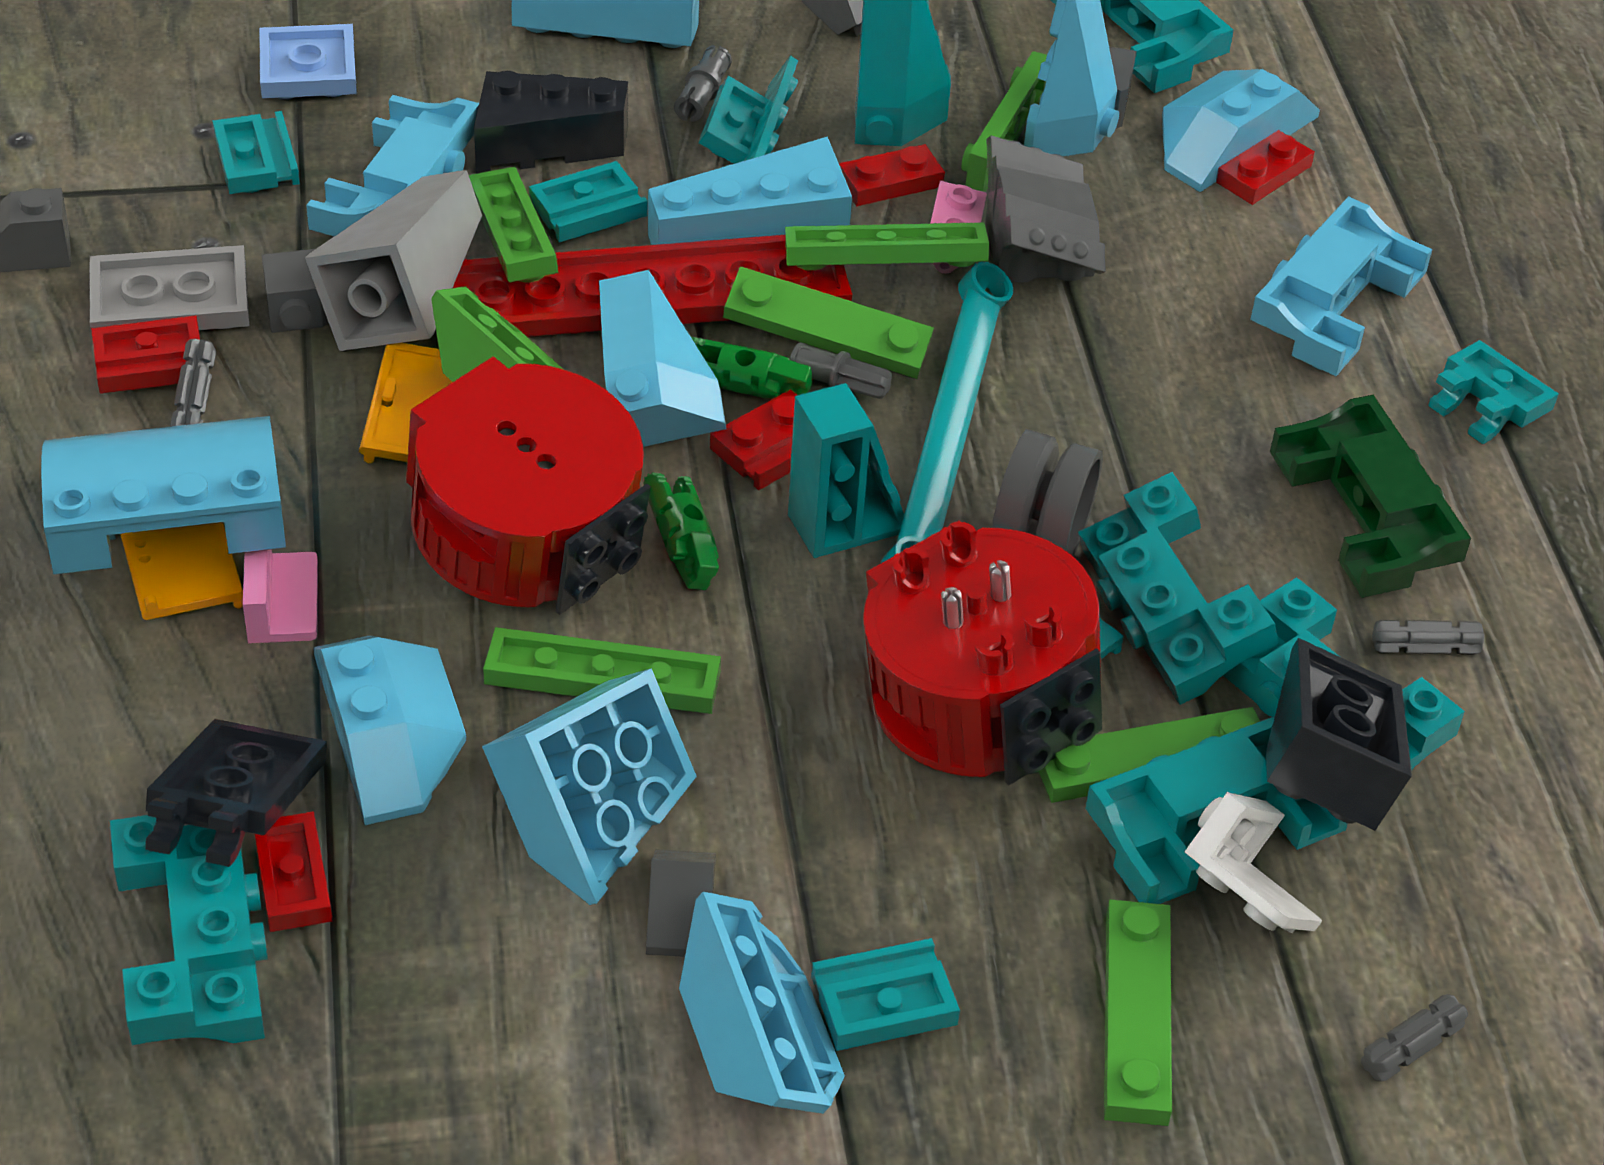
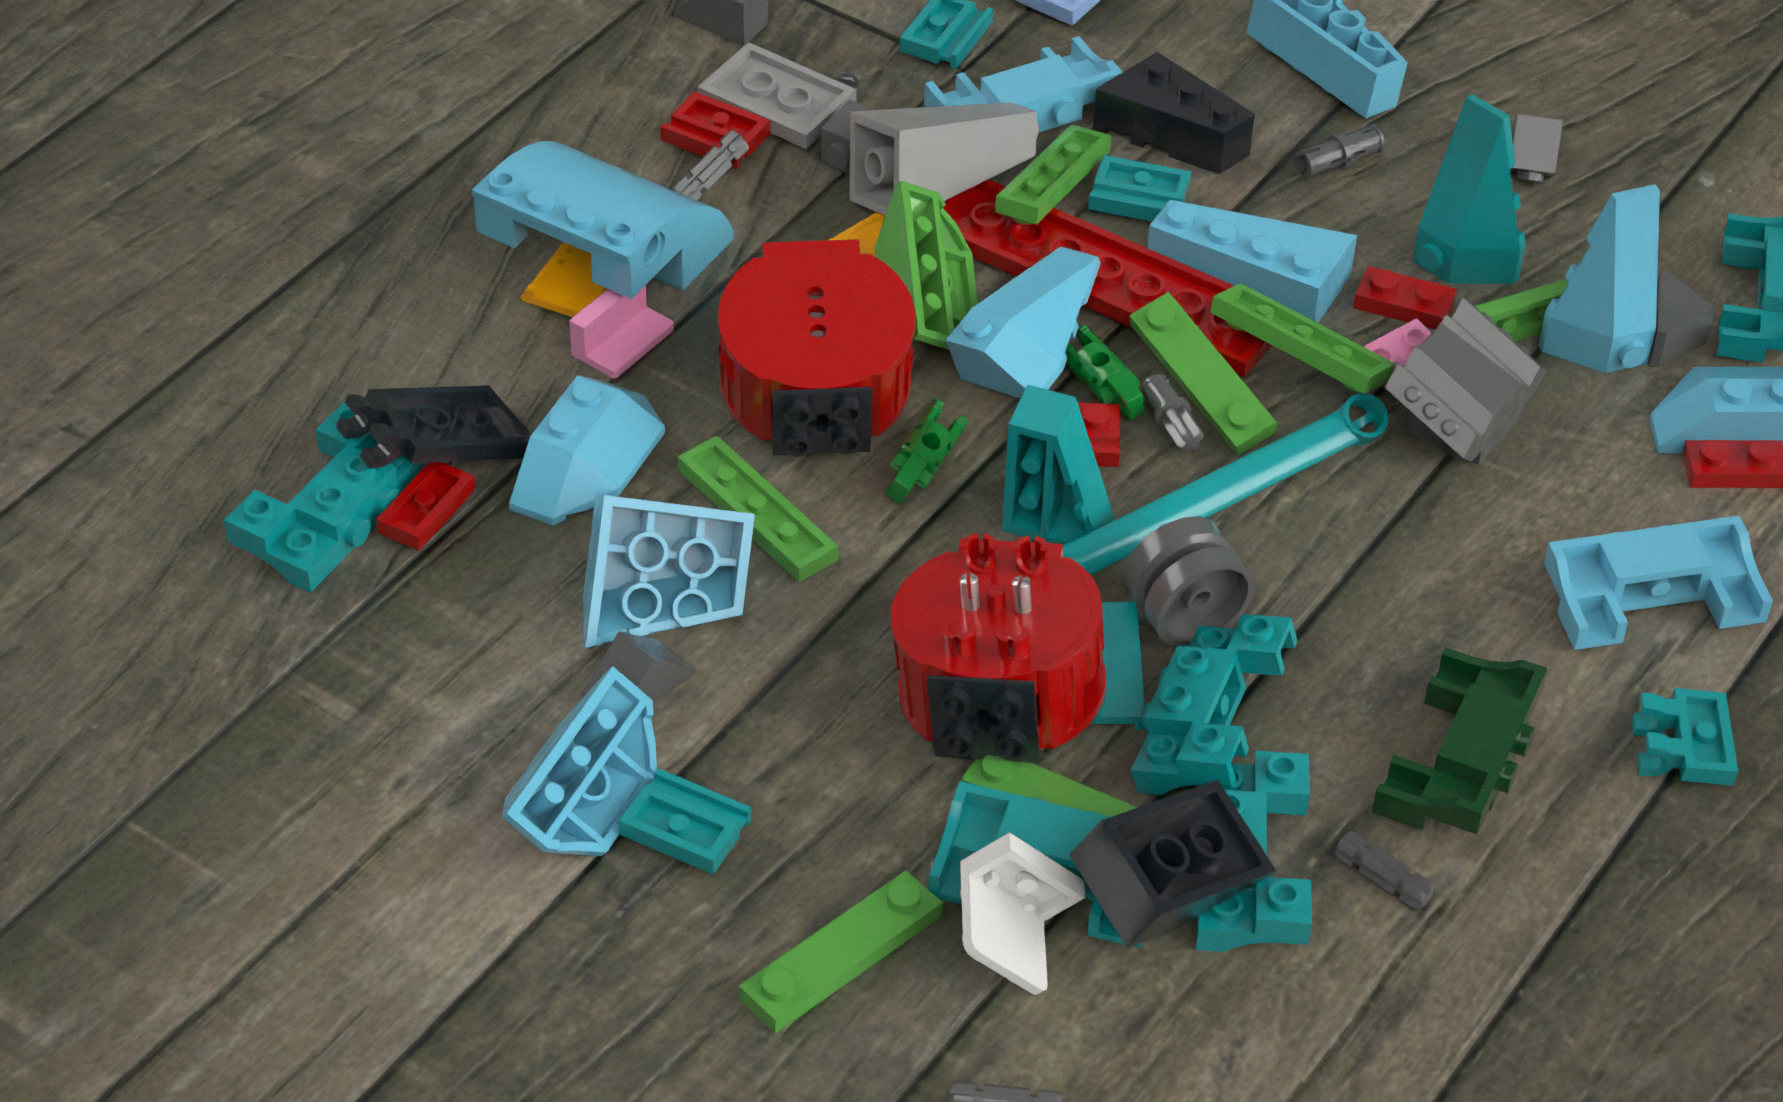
camera: 45 degrees right, 0 degrees up
(744, 120) = (1336, 189): teal bracket -> none

